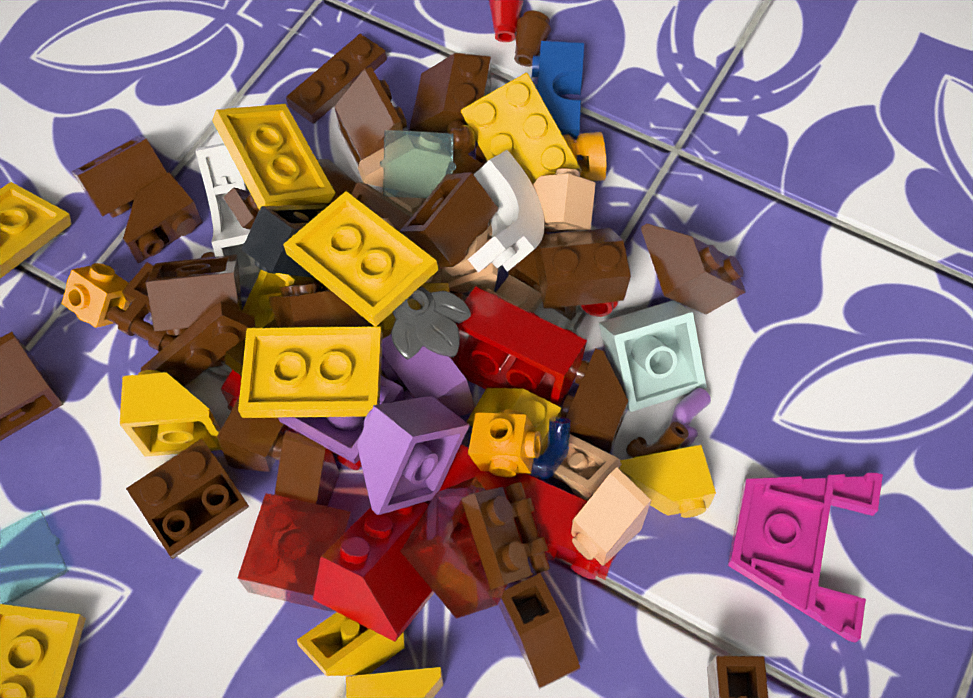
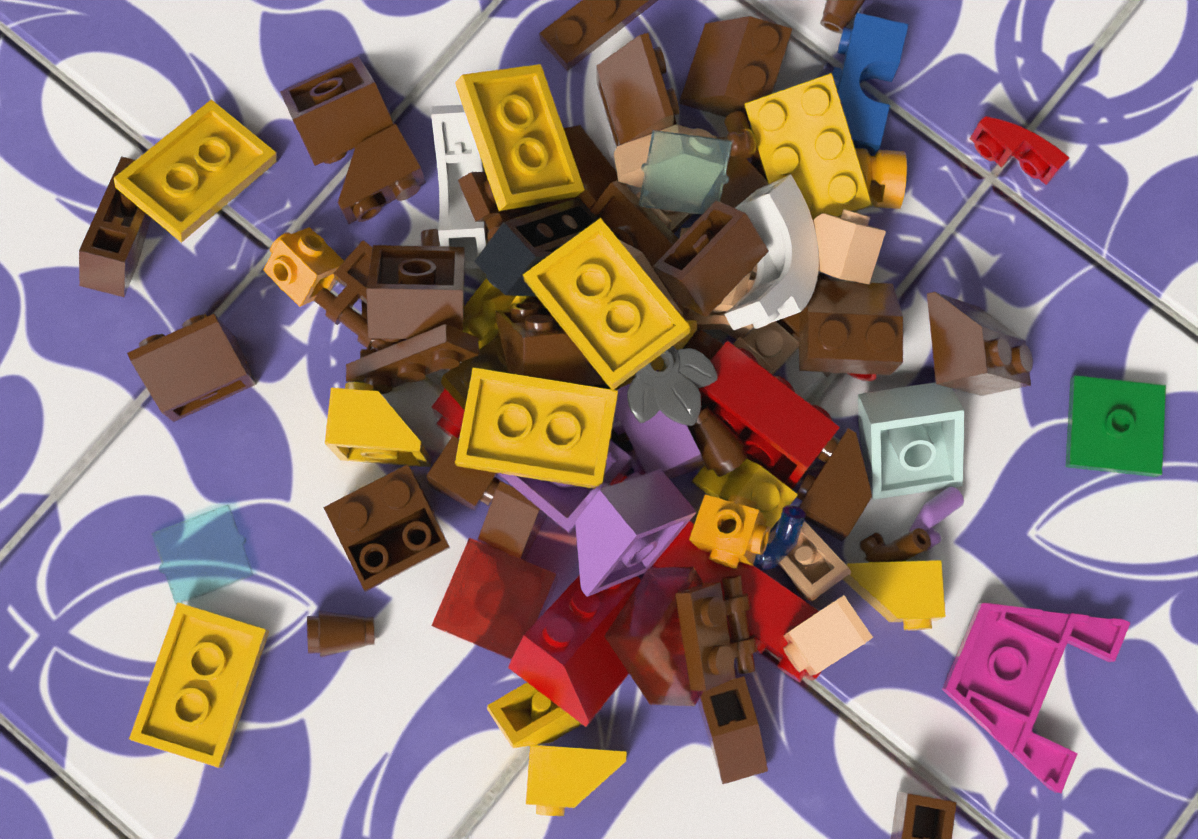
camera: 10 degrees right, 15 degrees up
(151, 607) = (338, 632): none -> reddish brown cone
(483, 377) = (717, 443): none -> reddish brown cone
(681, 116) = (1002, 140): none -> red slope
(826, 319) = (1115, 426): none -> green plate

